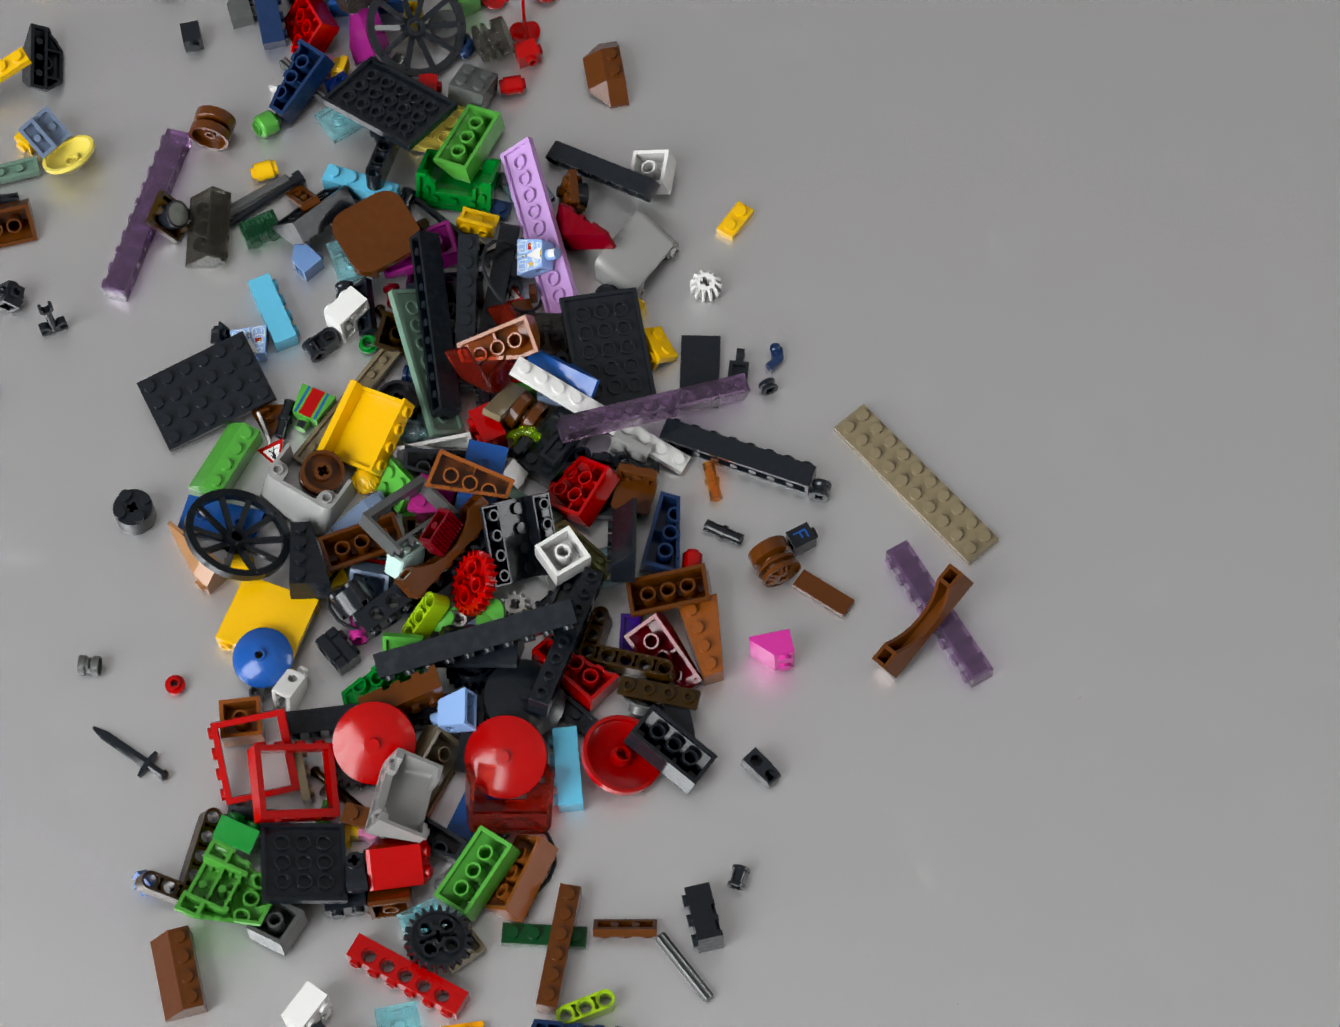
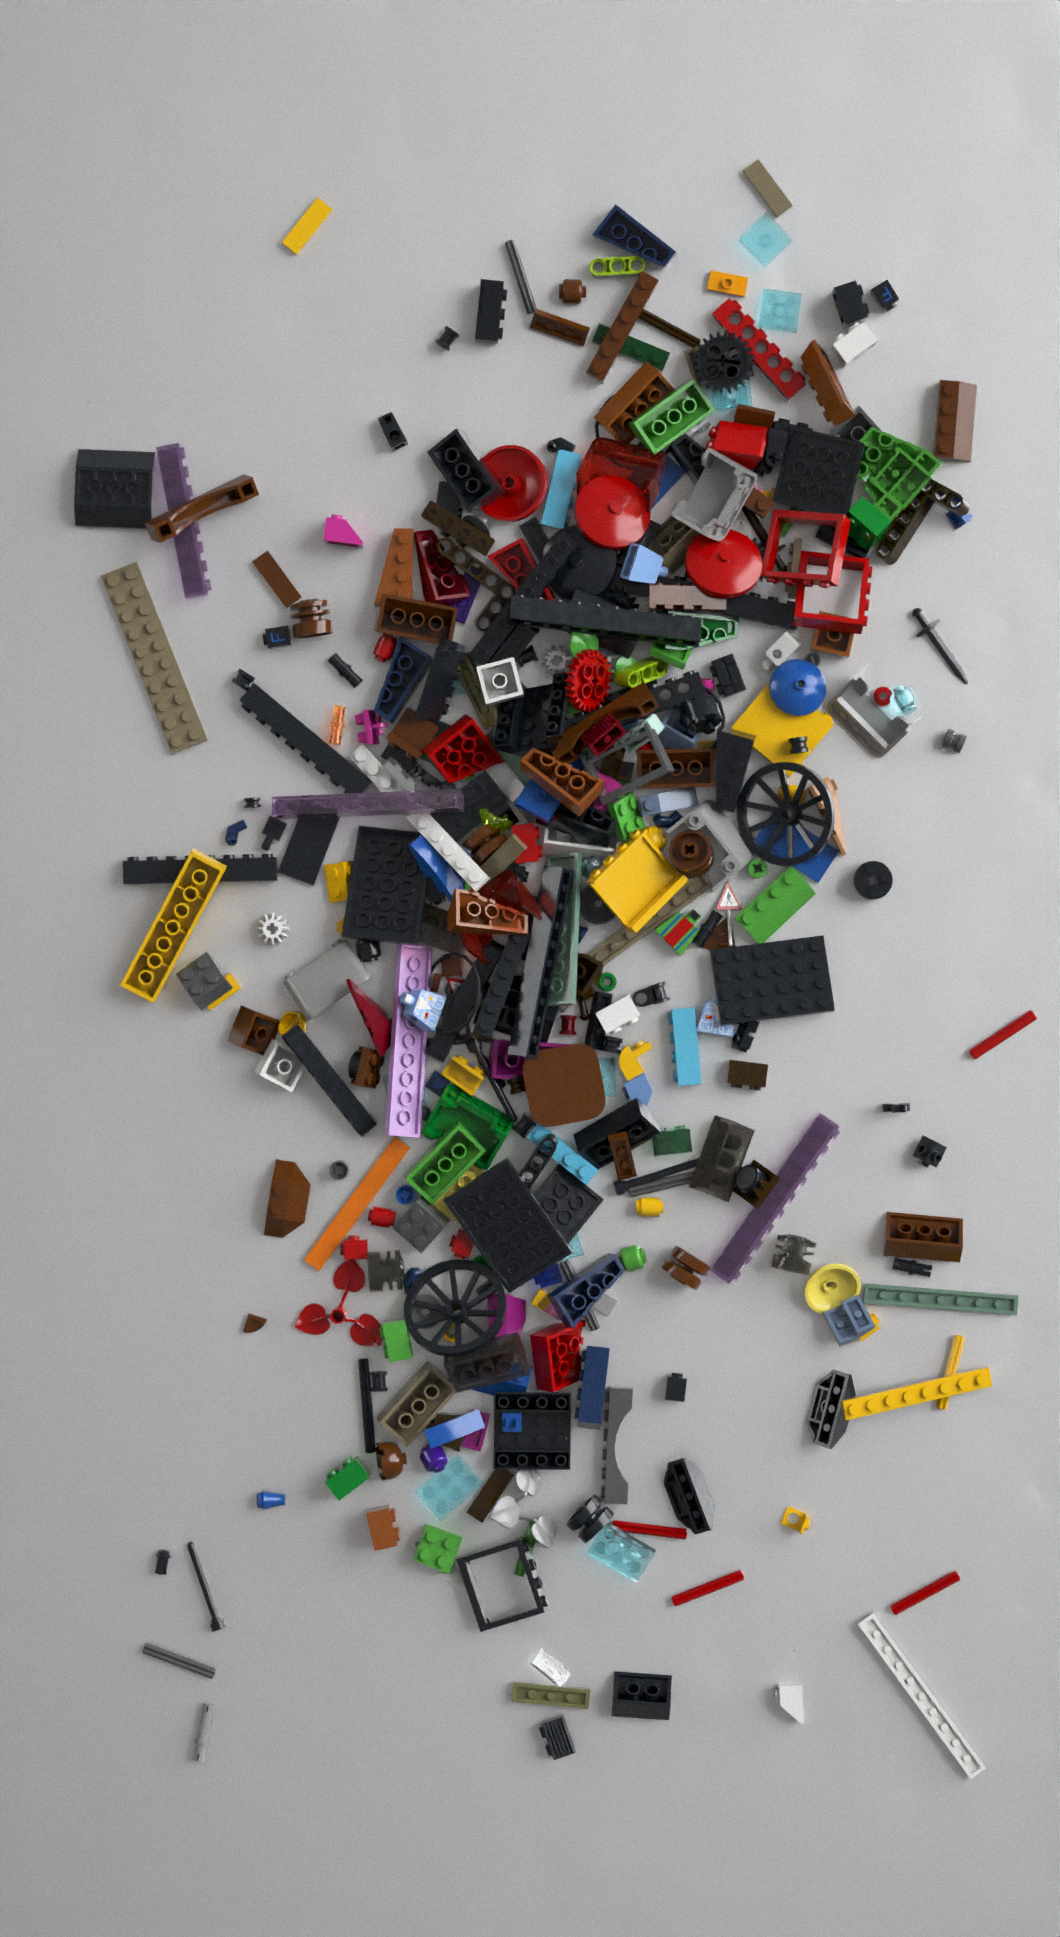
camera: 165 degrees left, 25 degrees up
(113, 169) = (793, 1254): none -> clear smoke wheel
(151, 686) = (904, 700): none -> clear light blue head
(180, 656) = (866, 719): none -> light grey windscreen
(206, 308) = (747, 1073): none -> dark brown brick
(244, 601) = (798, 745): none -> black wheel
(252, 480) = (755, 870): none -> bright green wheel
(322, 286) = (628, 1059): none -> yellow brick
(322, 956) = (826, 384): none -> dark orange slope
(344, 144) = (567, 1201): none -> black plate
(354, 501) = (666, 822): none -> dark blue arm
(499, 105) = (407, 1196): none -> blue wheel
(507, 967) = (669, 328): none -> dark brown axle
(541, 85) = (357, 1203): none -> orange tile
(566, 110) = (339, 1170): none -> dark grey wheel
(585, 815) = (560, 443): none -> black arm
(625, 968) = (572, 291): none -> reddish brown head
(656, 209) = (290, 1019): none -> yellow hair
(676, 485) = (373, 727): none -> dark pink hips
(690, 196) = (253, 1030): none -> reddish brown slope
(753, 217) = (204, 981): none -> dark grey brick
(794, 312) = (166, 871): none -> black brick
(800, 250) = (173, 925): none -> yellow brick
(926, 942) = (307, 226): none -> yellow tile
(1020, 622) = (113, 488): none -> black slope

